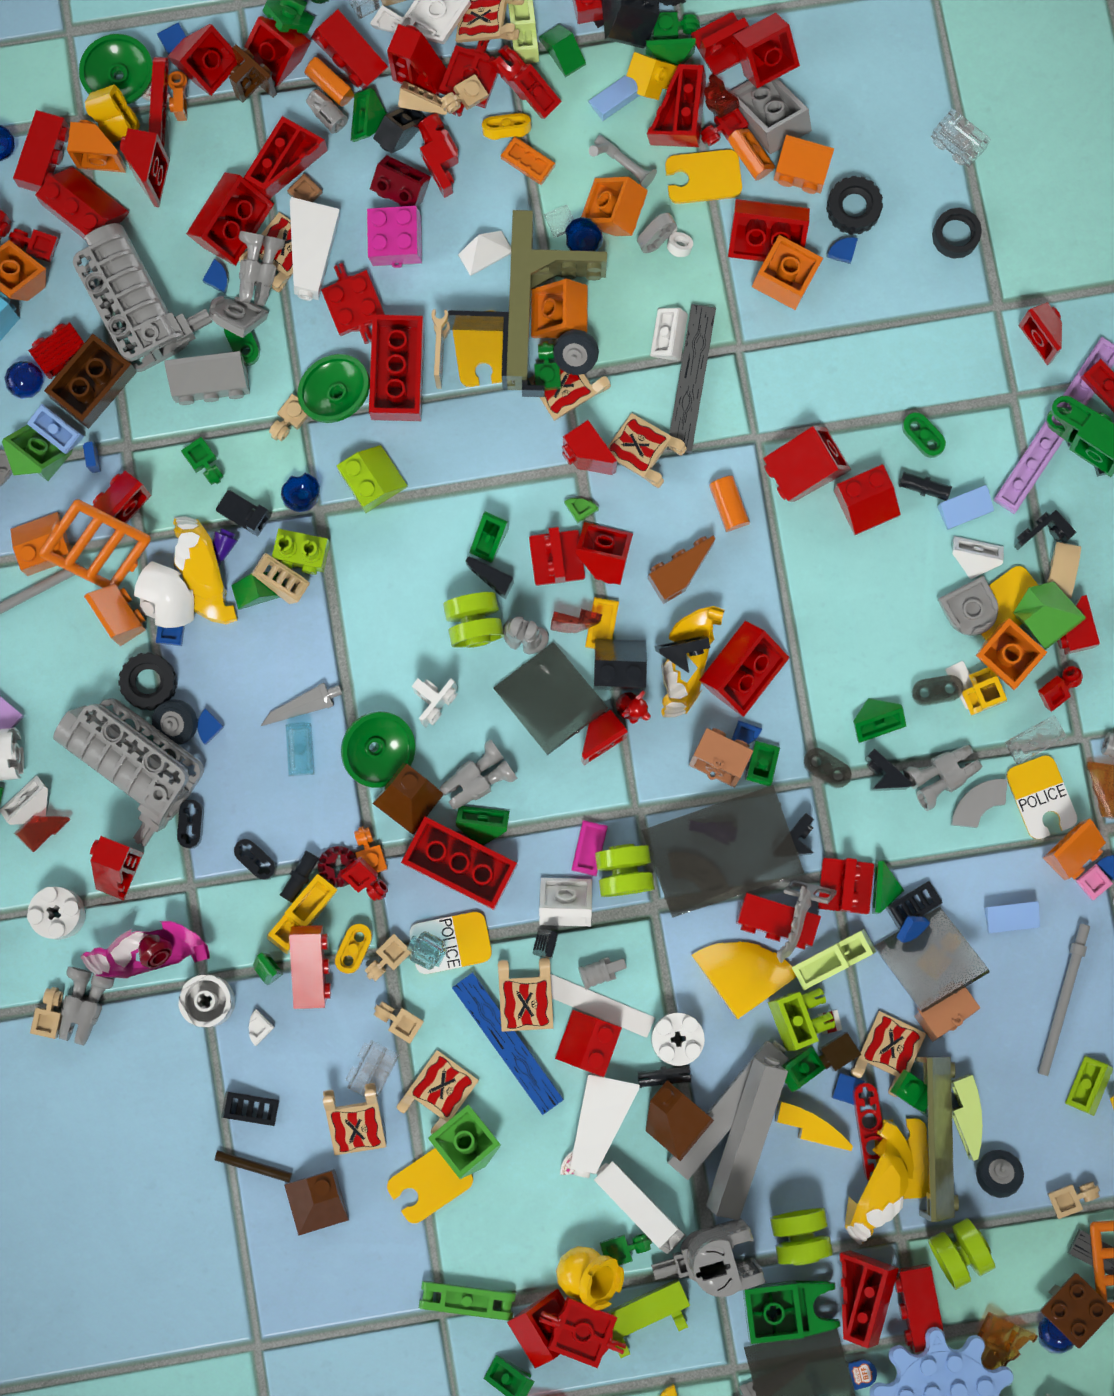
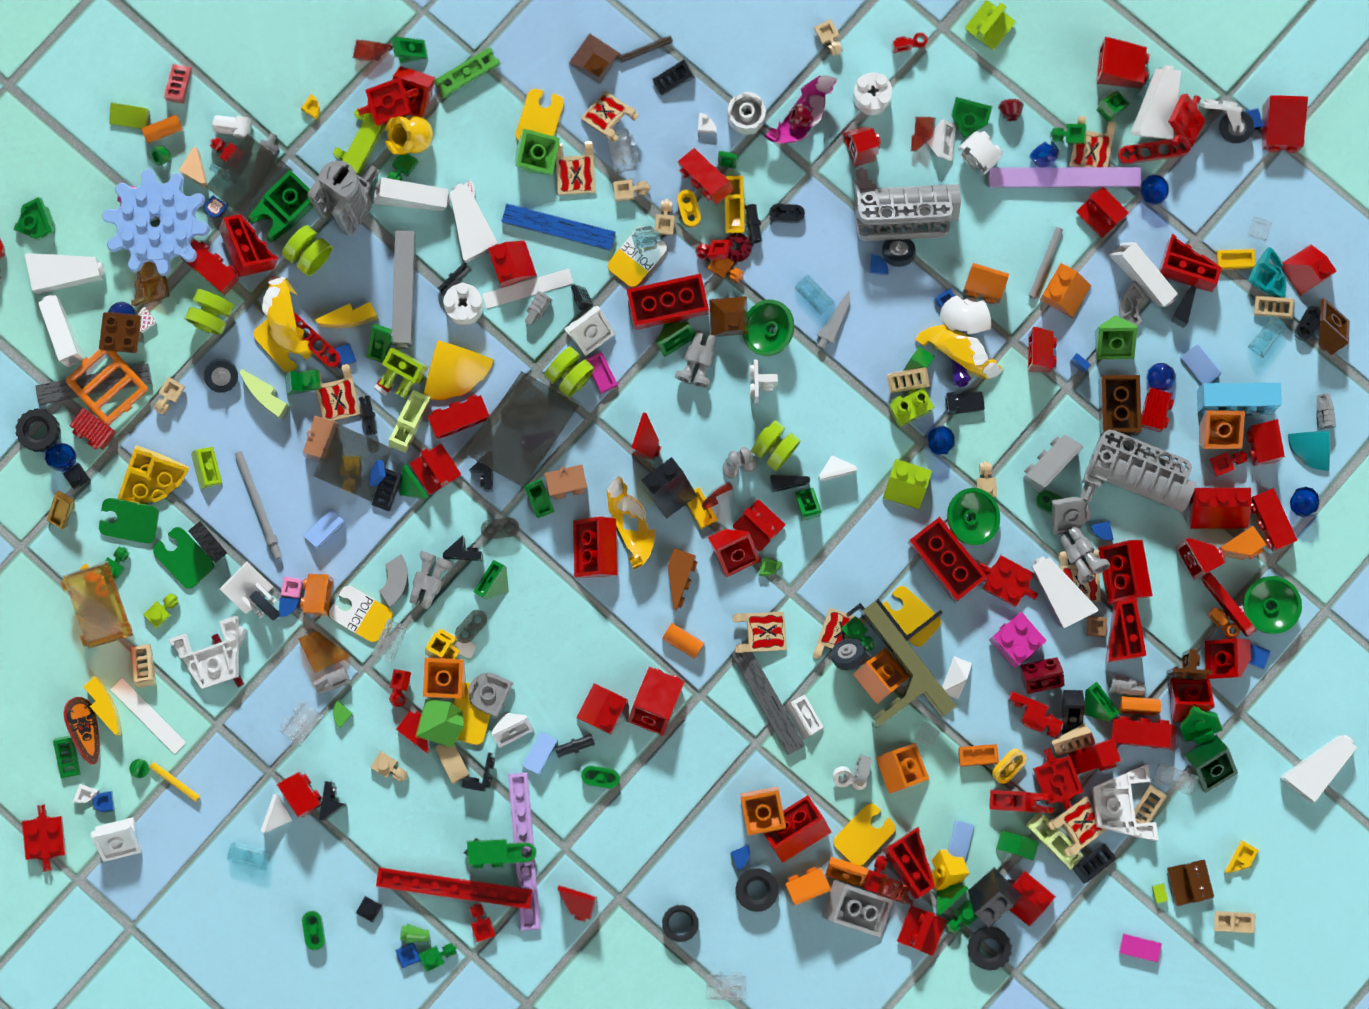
camera: 140 degrees right, 0 degrees up
(55, 429) = (1116, 363): light blue slope -> none
(77, 1010) = (812, 53): light grey piece -> none
(99, 517) = (1039, 321): orange bar -> none
(111, 112) = (1249, 574): yellow brick -> none
(134, 667) = (934, 276): black tyre -> none
(183, 824) = (844, 201): black beam -> none
(200, 456) = (1018, 414): green plate -> none
(430, 551) = (836, 468): none -> white slope
(439, 347) = (933, 593): tan flag -> none
(468, 92) = (1047, 765): tan plate -> none
(525, 1001) = (567, 257): flag -> none
(550, 698) = (694, 438): clear smoke piece -> none
(583, 235) = (903, 732): clear blue hair -> none
(588, 450) = (792, 600): red slope -> none
(602, 145) = (939, 803): light grey piece -> none
(632, 707) = (639, 469): red animal -> none
(675, 1120) = (428, 258): reddish brown slope -> none
(677, 650) = (643, 523): black slope -> none
(746, 732) = (564, 510): blue tile -> none
(747, 1138) = (380, 278): light grey brick -> none
(766, 50) = (889, 941): red brick -> none
(803, 903) = (451, 433): light grey piece -> none
(838, 1052) = (365, 370): dark brown brick -> none
(873, 1002) = (368, 415): none -> black pin
(941, 1198) = (272, 365): olive slope -> none
(1033, 1304) = (147, 320): none -> white tile

